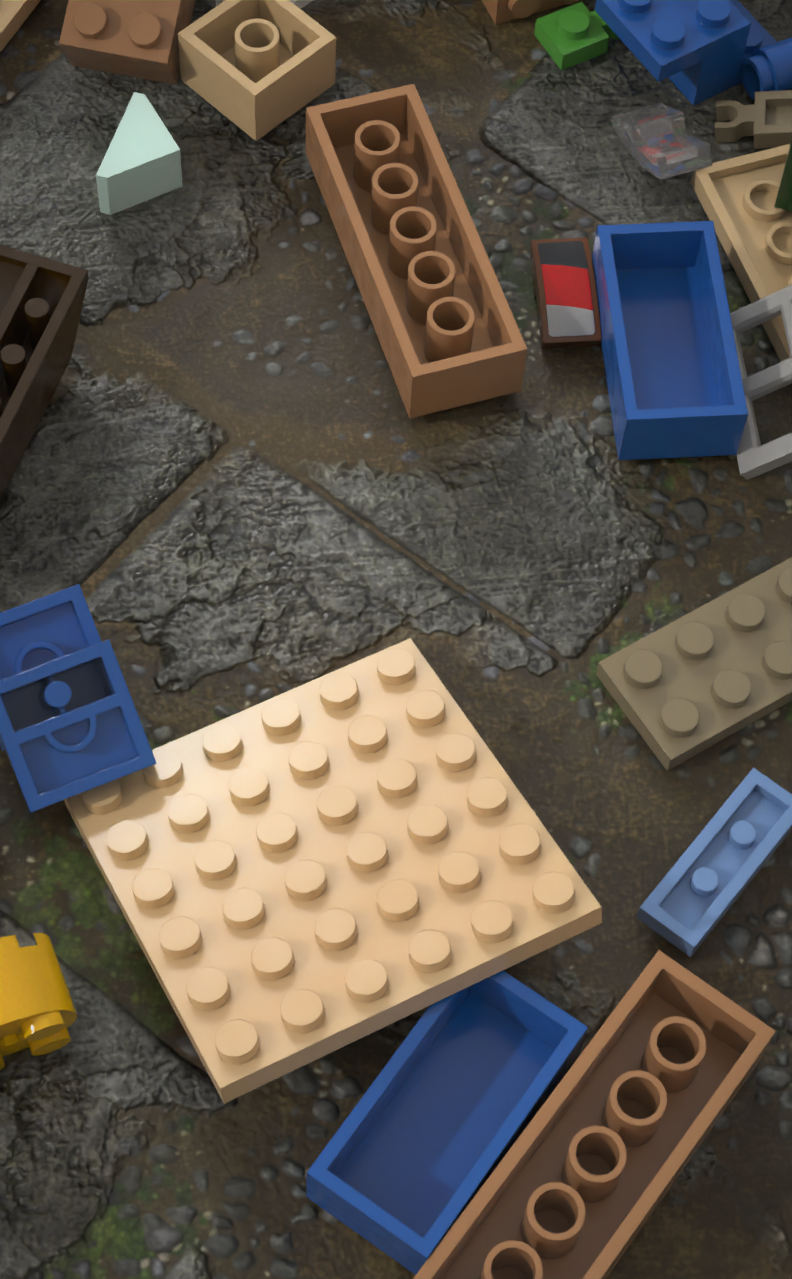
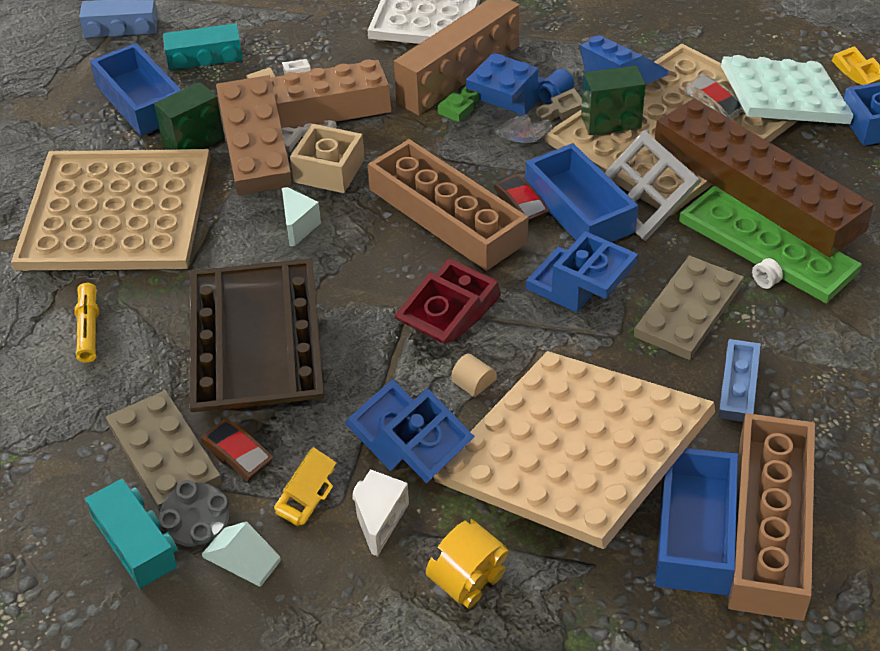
camera: 20 degrees left, 15 degrees down
(251, 625) = (472, 375): none -> tan brick
(294, 459) = (449, 302): none -> dark red slope
(562, 507) = (582, 270): none -> blue bracket

